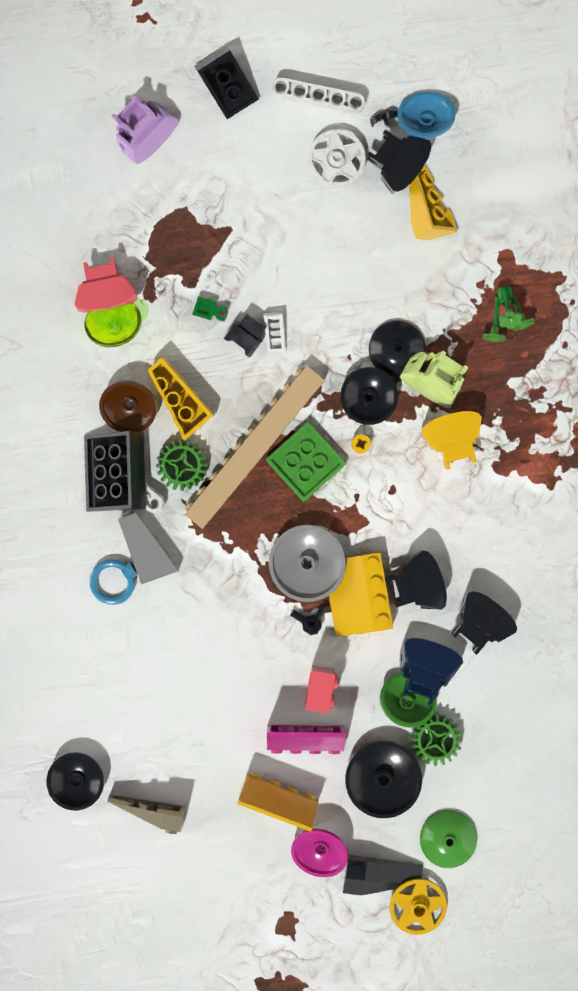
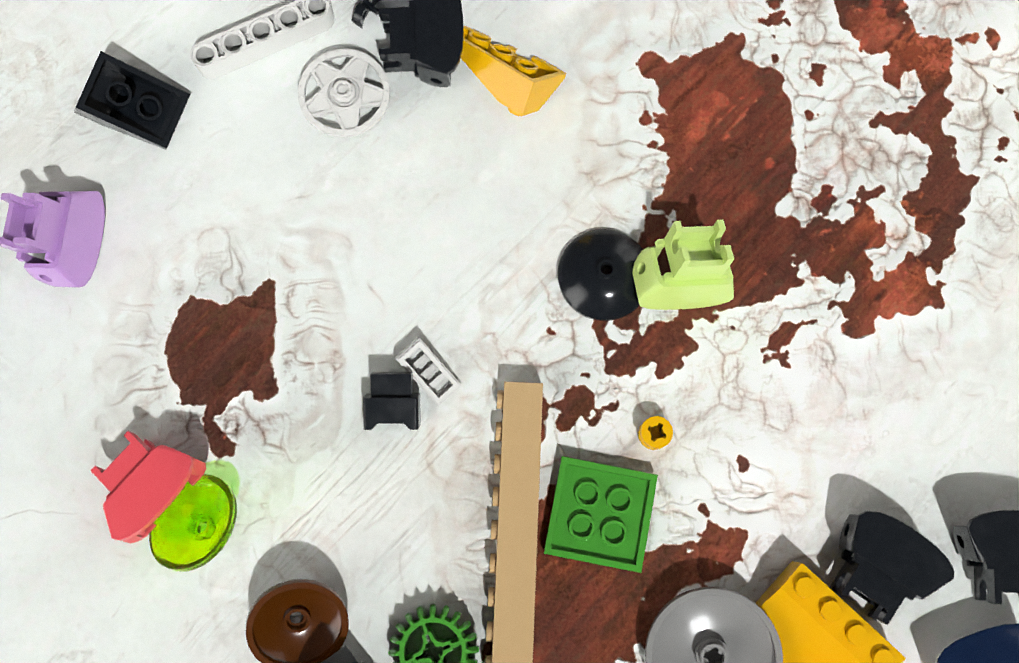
camera: 40 degrees left, 10 degrees down
(180, 398) = (363, 557): yellow wedge -> none
(206, 309) = (313, 408): green plate -> none
(383, 394) = (631, 342): black dish -> none
(453, 436) = (772, 330): yellow piece -> none
(509, 319) = (726, 122): plant -> none

